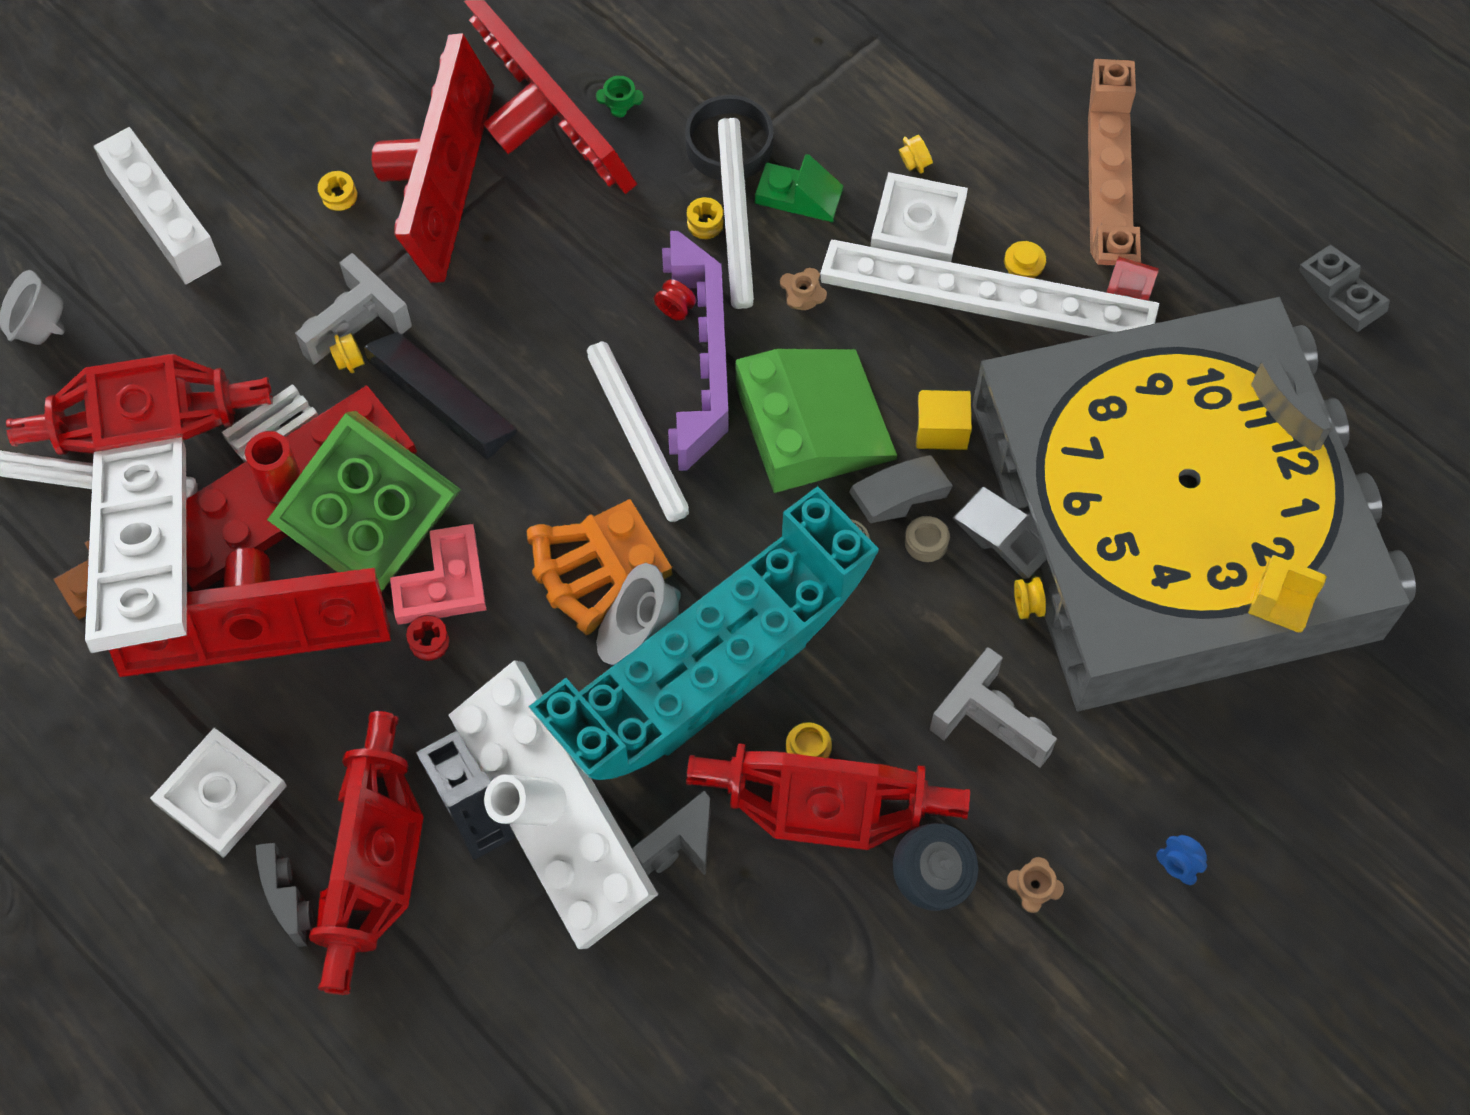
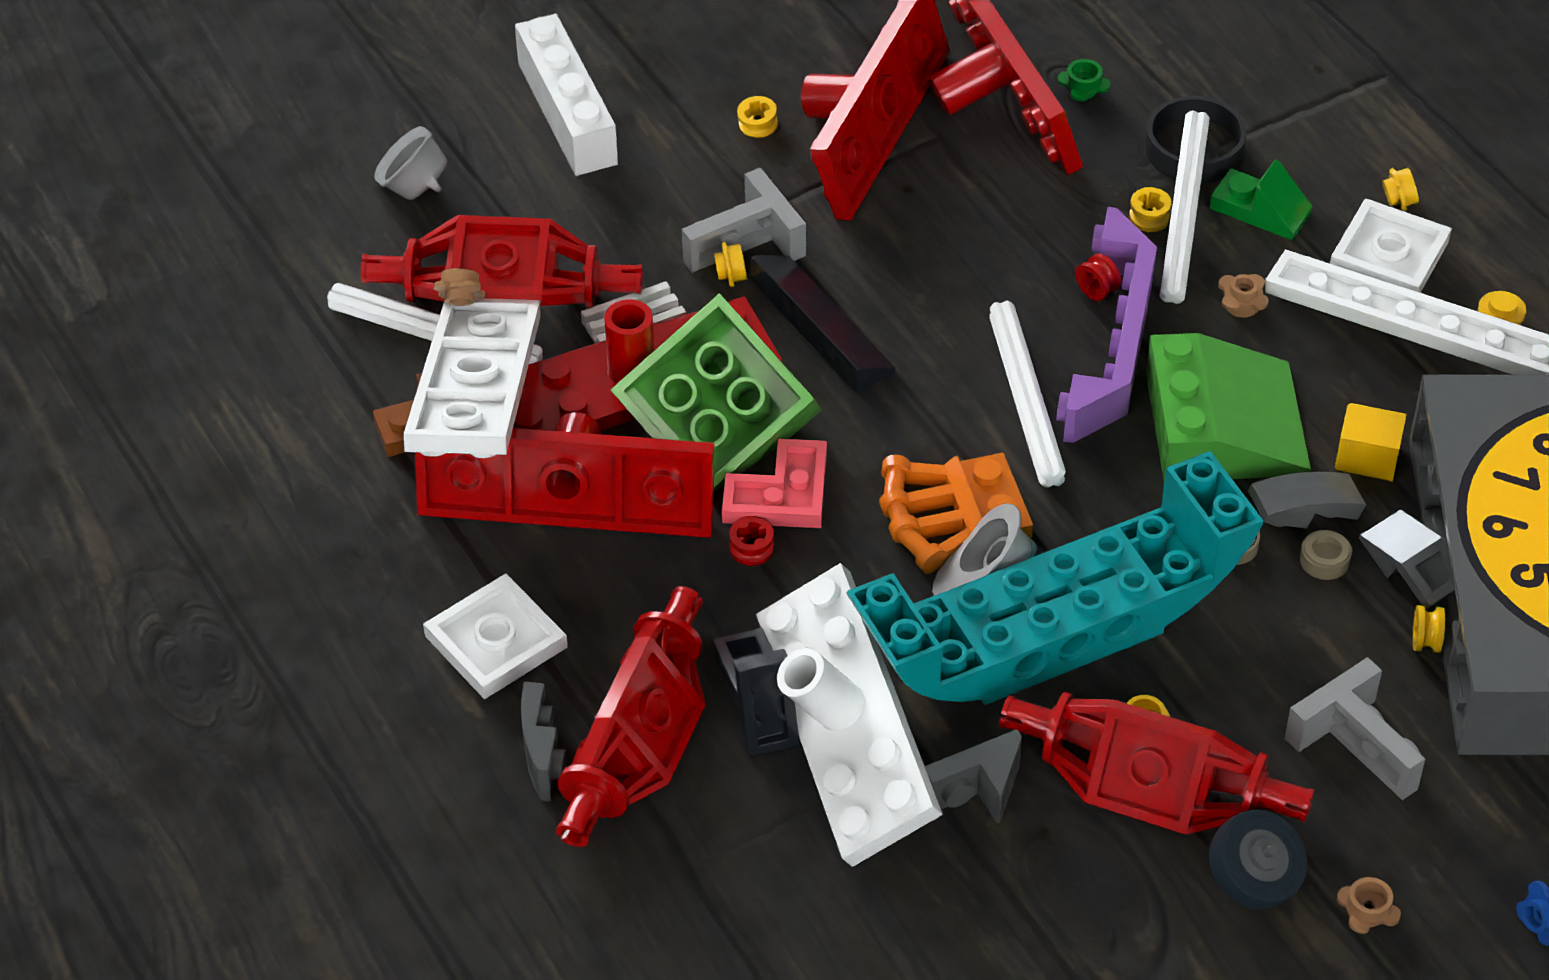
camera: 15 degrees right, 15 degrees down
(103, 446) = (459, 287): none -> medium nougat plate

